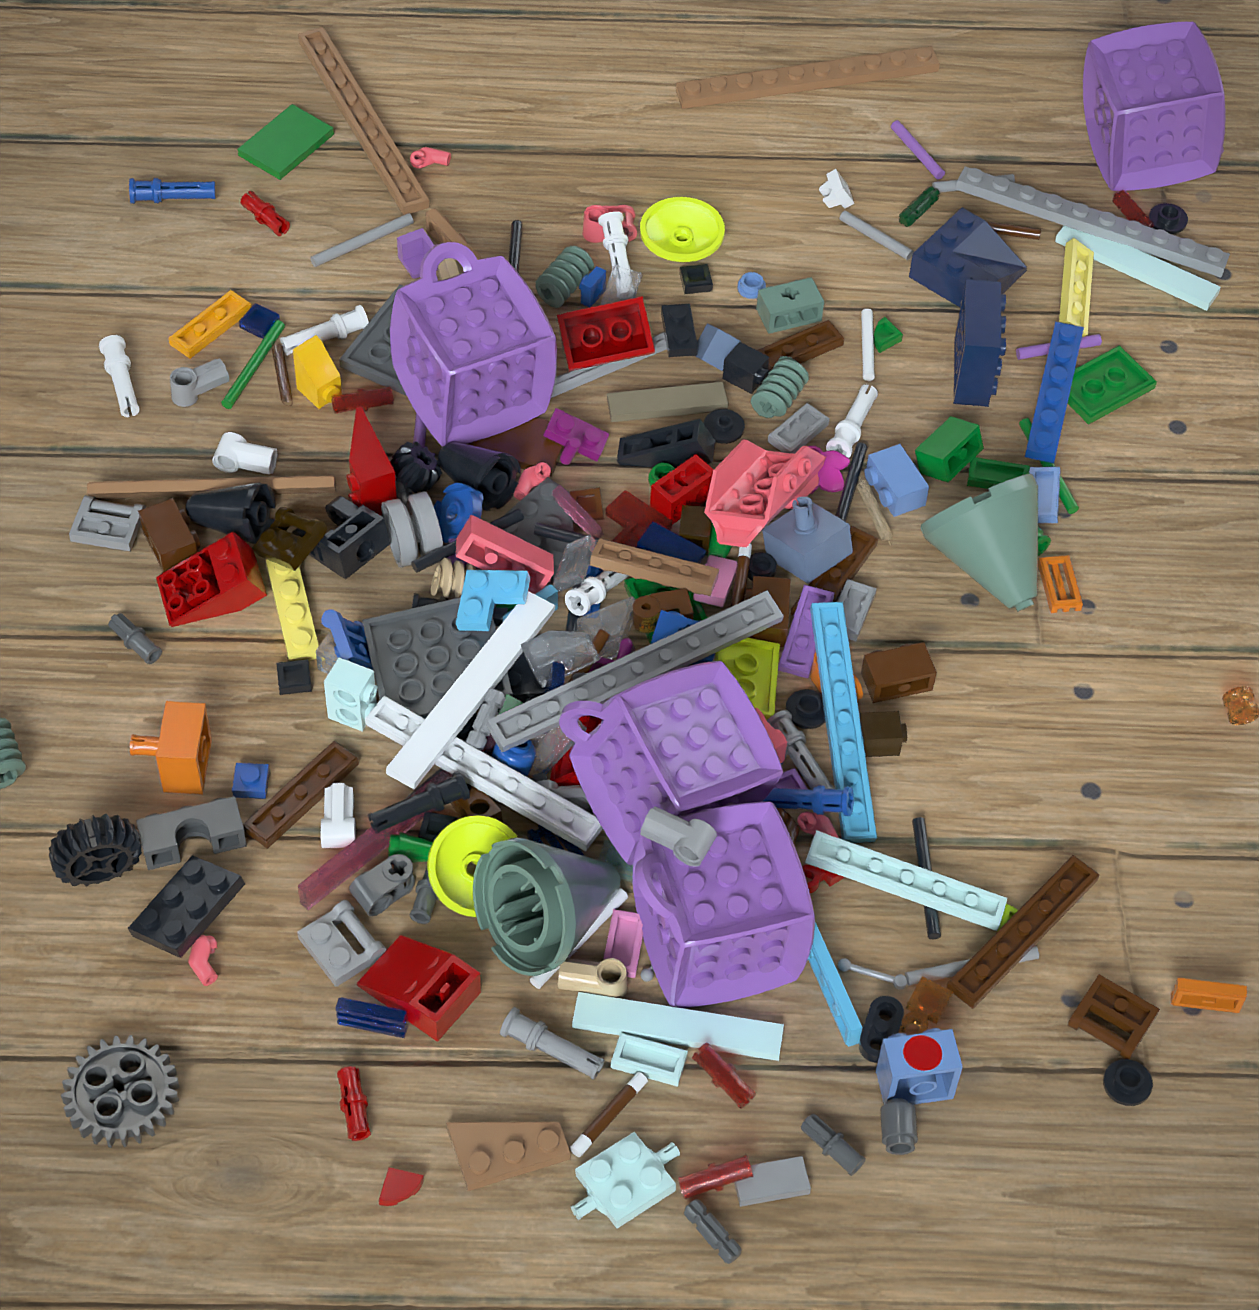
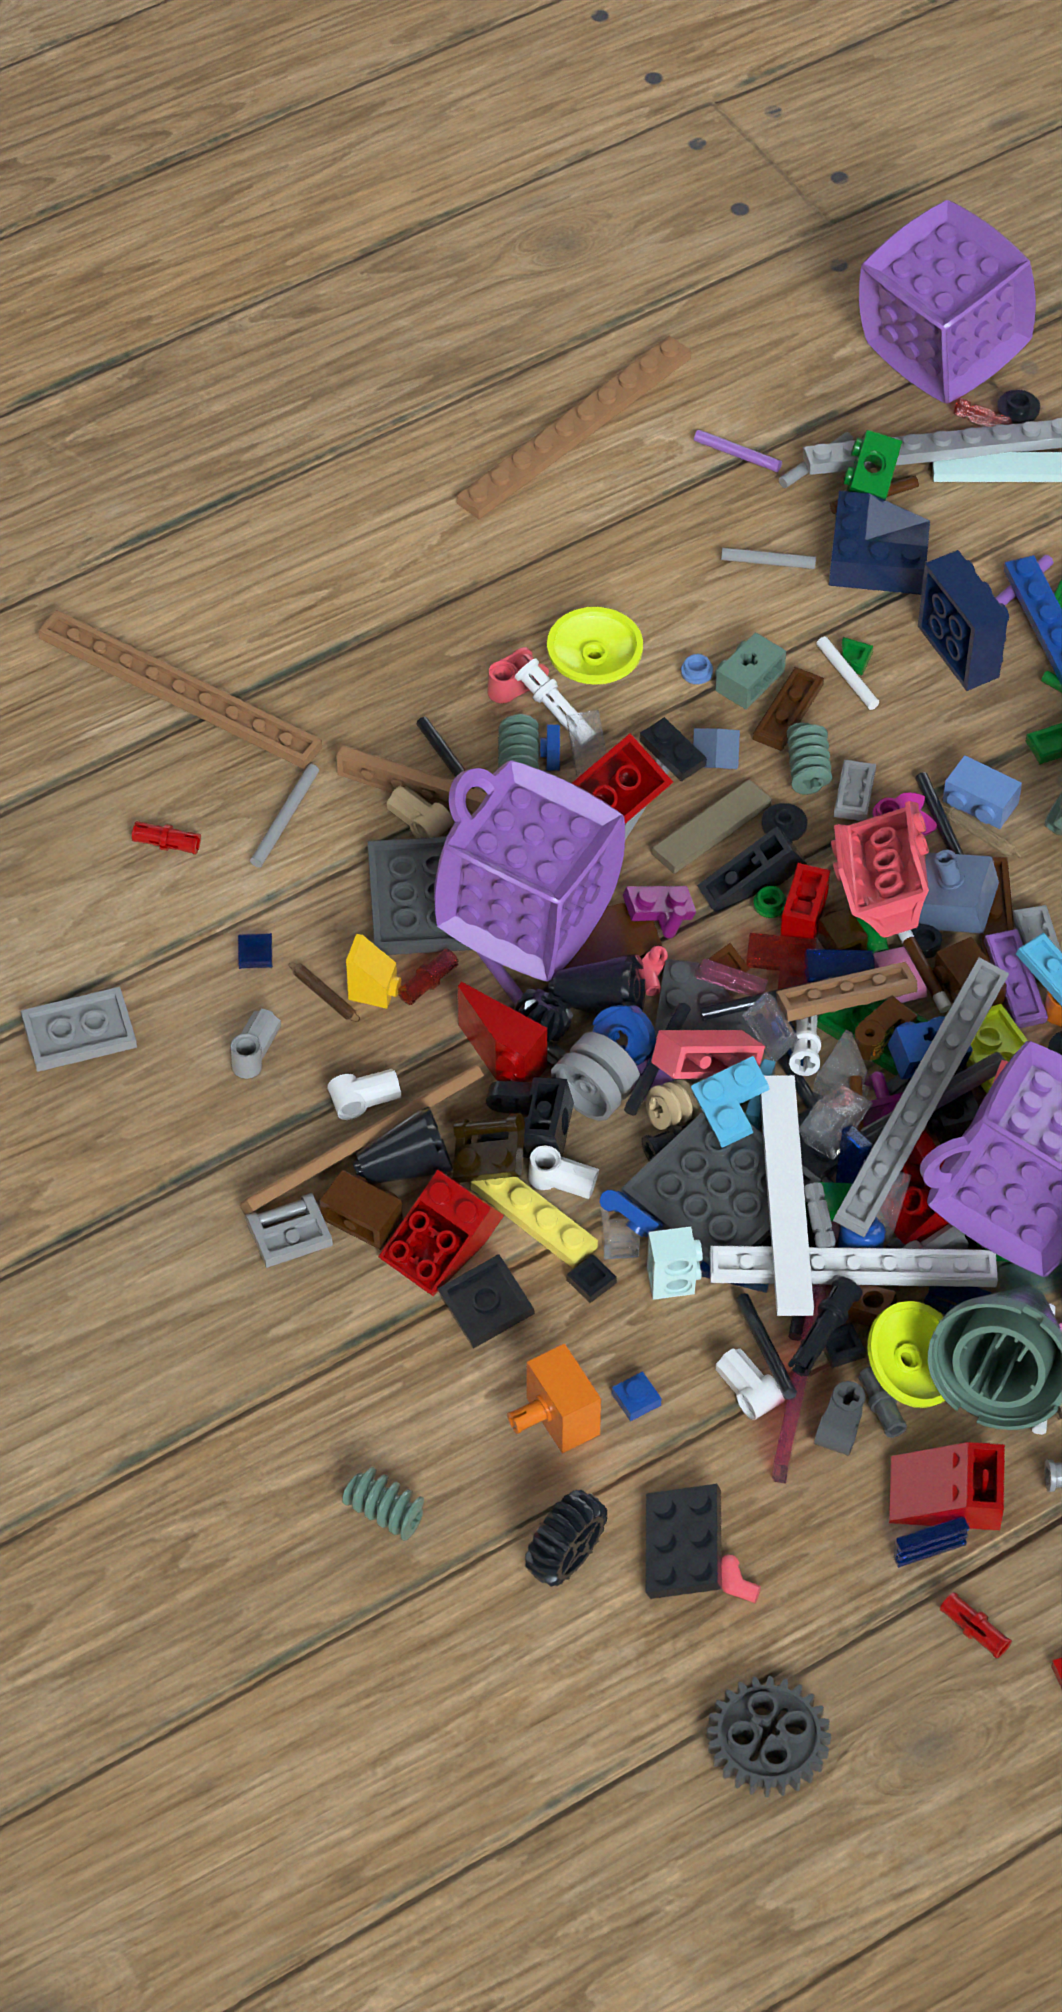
camera: 30 degrees left, 0 degrees up
(87, 309) = (78, 1029): none -> light grey plate
(118, 365) = (159, 1069): white pin -> none
(135, 638) = (412, 1325): dark grey axle -> none
(158, 190) = (38, 869): blue pin -> none
(201, 650) = (486, 1301): none -> black plate
(209, 324) = (209, 979): light orange tile -> none
(216, 821) = (645, 1450): dark grey arch -> none
(253, 364) = (288, 997): green bar -> none
(285, 141) = (119, 752): green tile -> none
(300, 794) = (692, 1383): reddish brown tile -> none
(332, 949) = (841, 1504): light grey plate -> none
(335, 588) = (563, 1173): none -> white piece
(338, 327) = (341, 916): white pin -> none
(369, 799) = (766, 1346): none -> black bar
(411, 846) = (831, 1373): green cone -> none
(412, 250) = (356, 801): medium lavender panel -> none
(427, 156) = (278, 693): coral arm -> none
(696, 279) = (637, 689): black tile -> none
(745, 367) = (761, 754): black brick -> none
(837, 190) = (704, 531): white tile -> none
(848, 430) = (900, 766): white pin -> none
(919, 206) = (785, 509): dark green axle -> none
(949, 449) = (1006, 736): green brick -> none
(1006, 186) = (882, 452): none -> green brick
(1076, 285) = (991, 516): light yellow plate -> none

